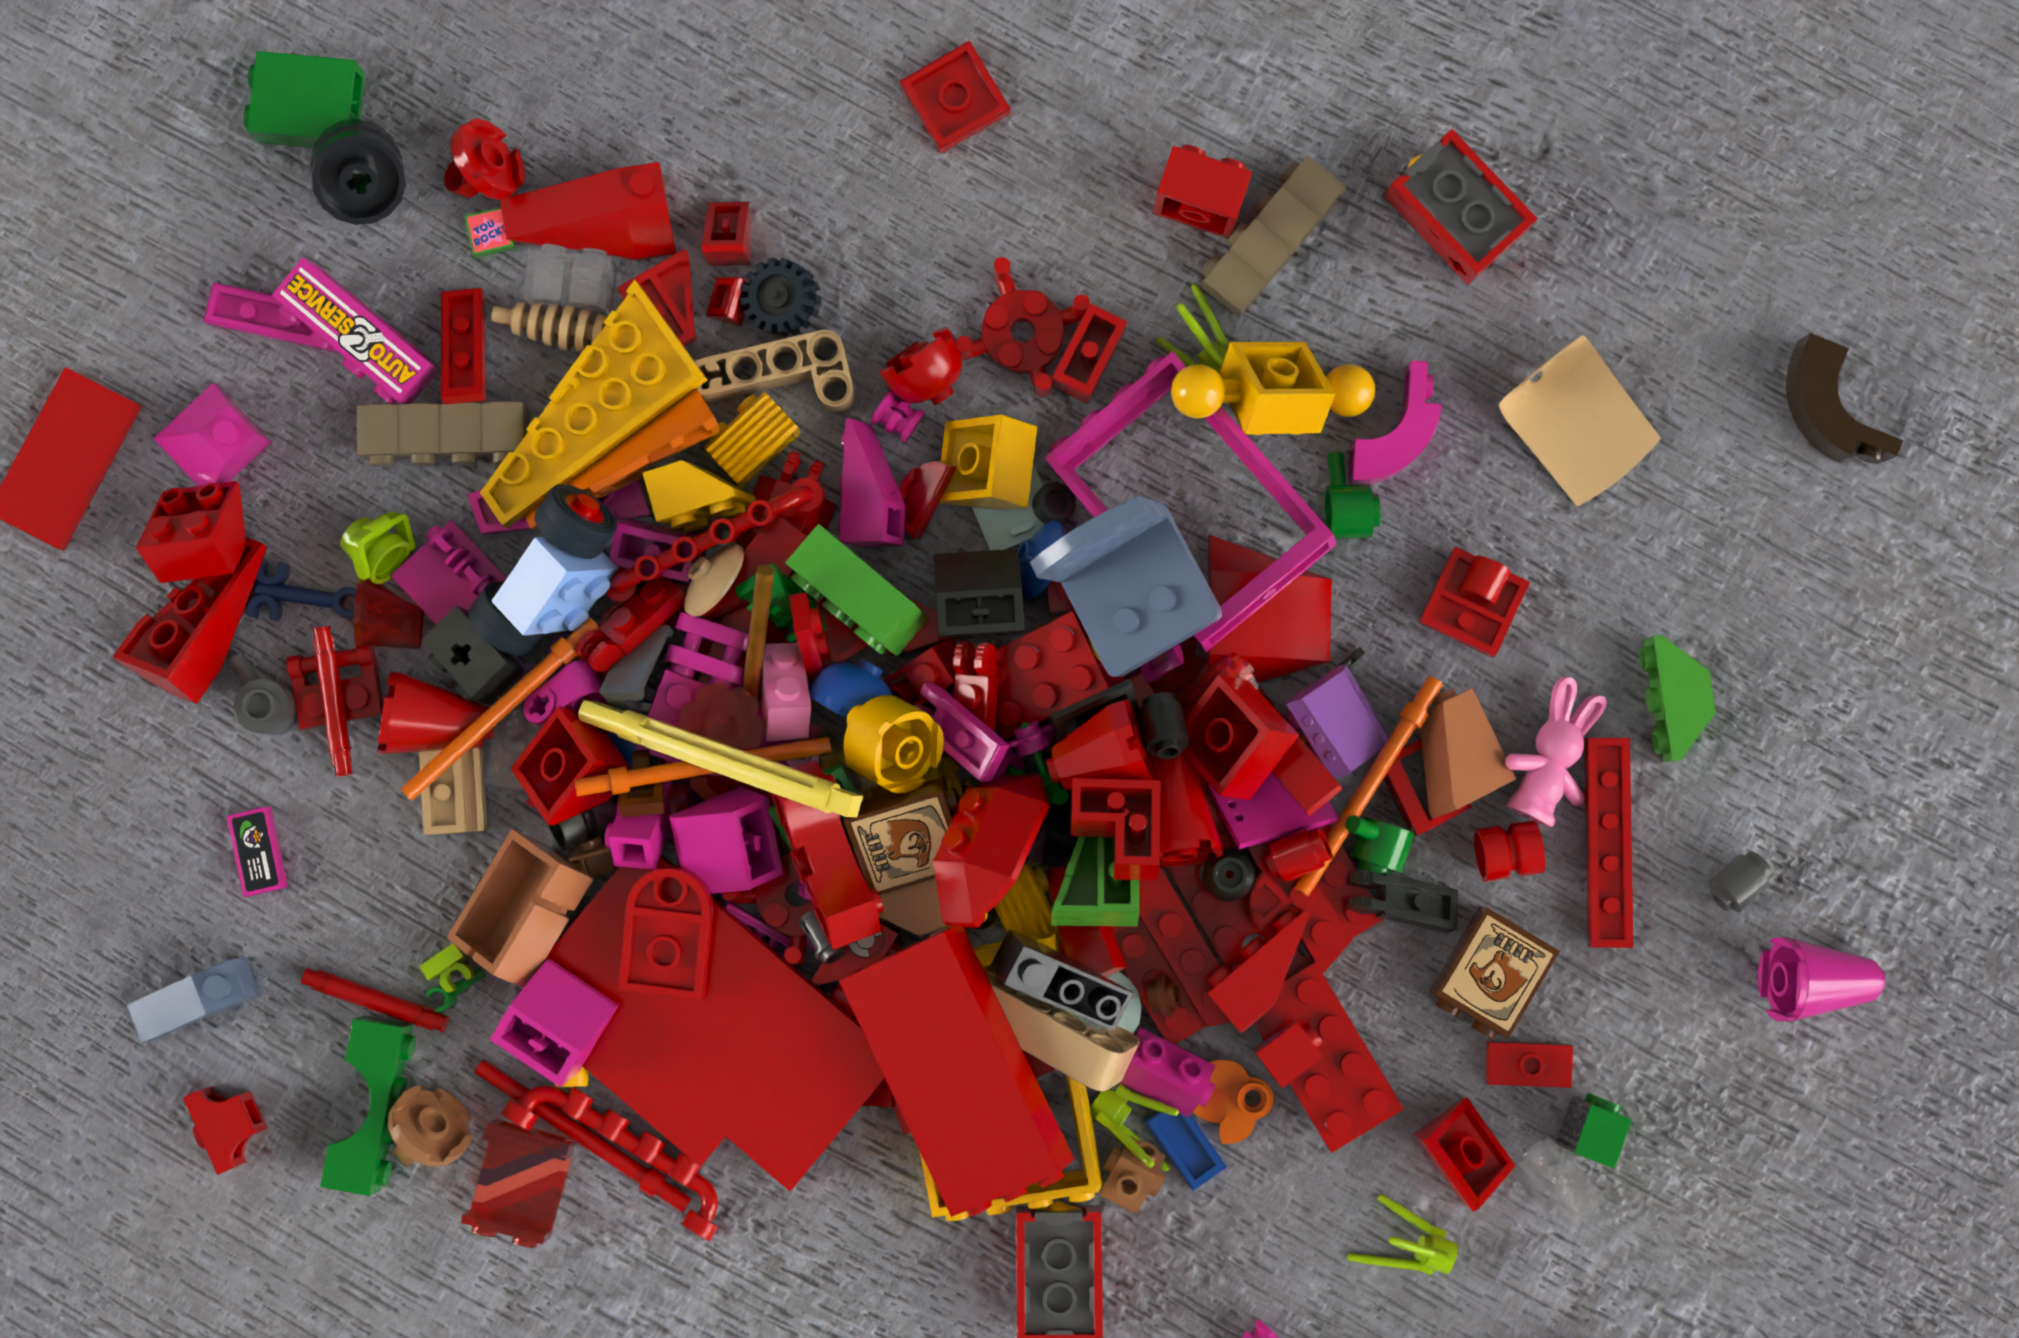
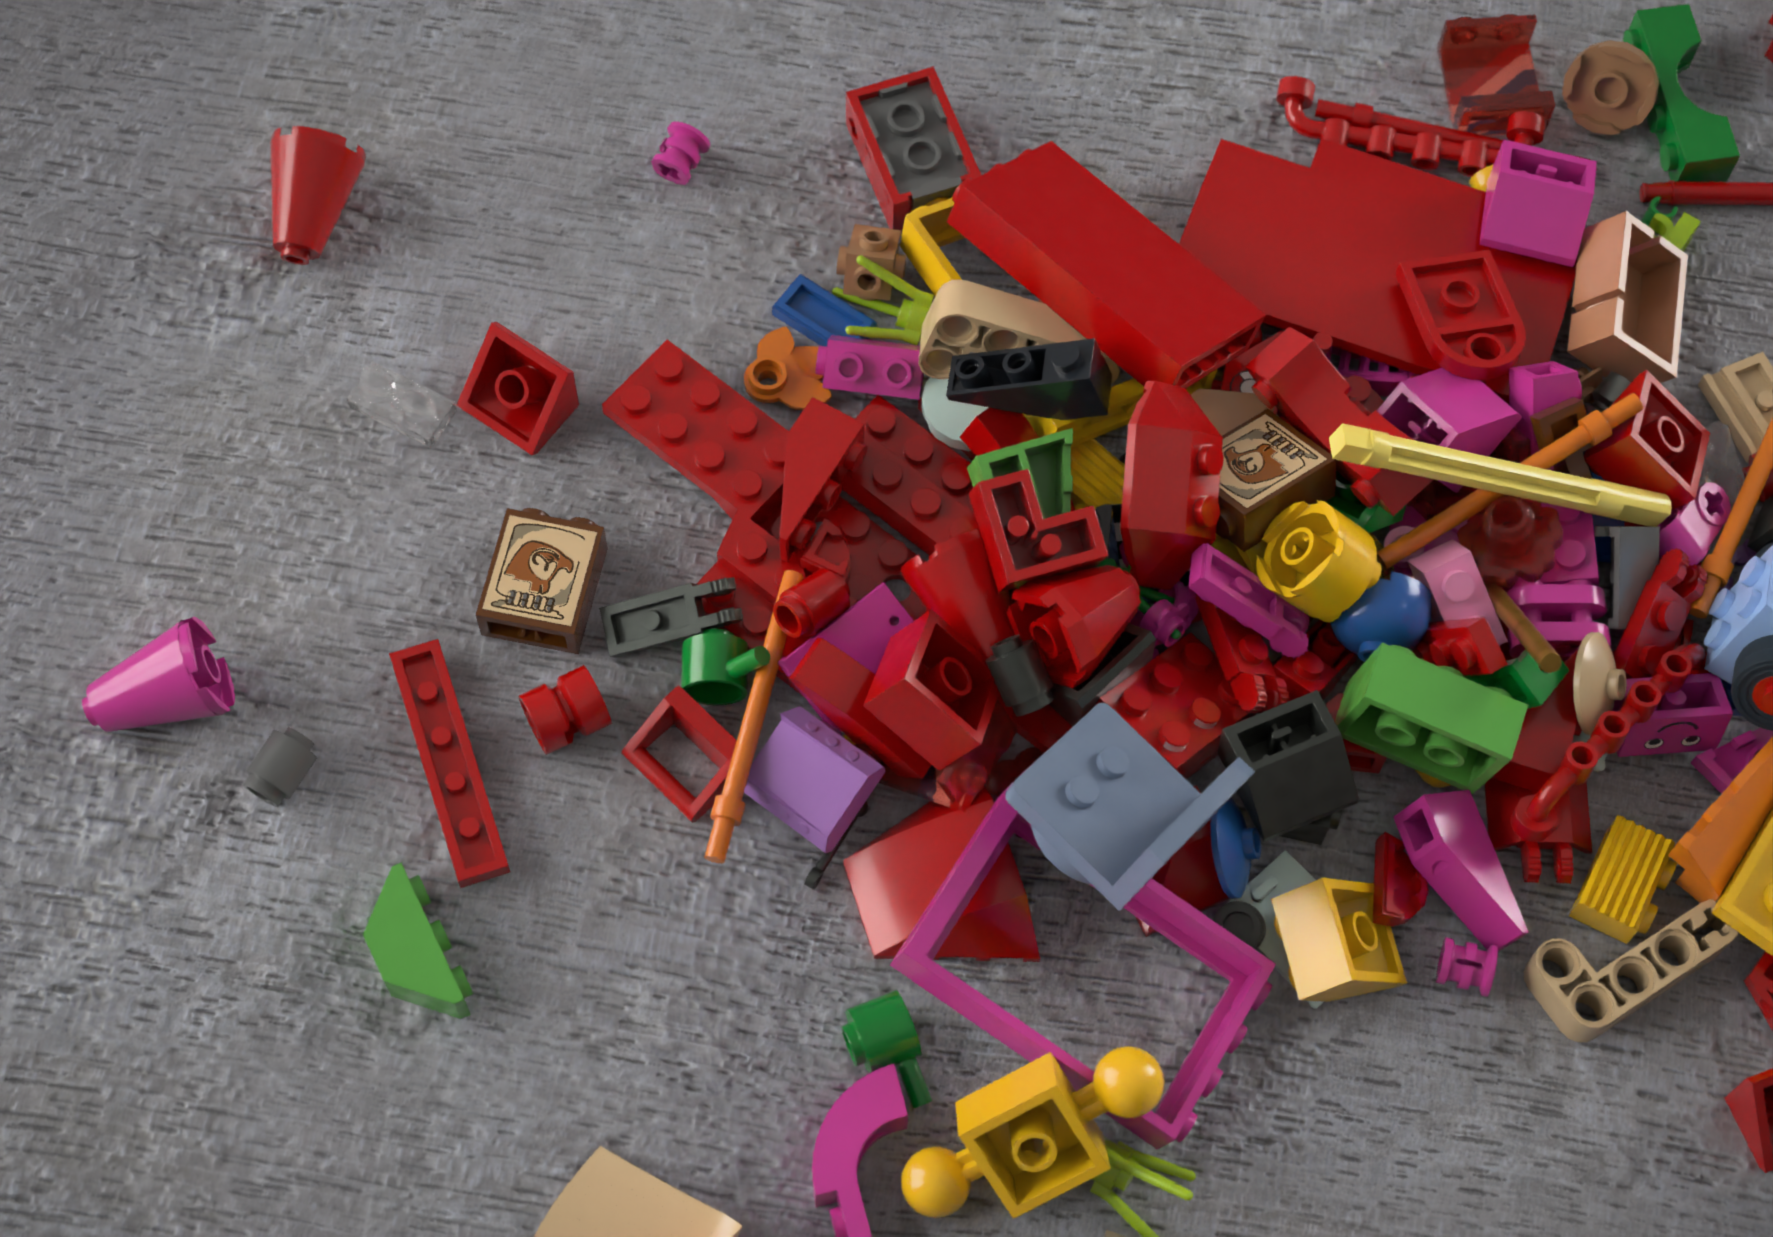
camera: 155 degrees right, 20 degrees down
(691, 495) = (1661, 781): yellow slope -> none
(726, 301) = (1726, 1039): red slope -> none
(780, 297) = (1671, 1057): black wheel -> none
(925, 369) = (1462, 1027): red cylinder -> none
(1028, 307) = (1385, 1103): red plate -> none
(1089, 353) = (1273, 1111): red brick -> none
(1163, 995) = (907, 427): copper plate -> none
(1216, 881) = (865, 562): pearl dark grey plate -> none
(1290, 1052) = (751, 404): red brick -> none
(1432, 1251) = (523, 291): lime plant -> none
(1460, 753) = (656, 791): nougat slope -> none
(1474, 601) = (693, 981): red plate -> none
(1529, 1064) = (469, 505): red plate -> none
(1558, 748) = (541, 843): bright pink animal -> none
(1594, 1129) = (383, 445): green brick -> none

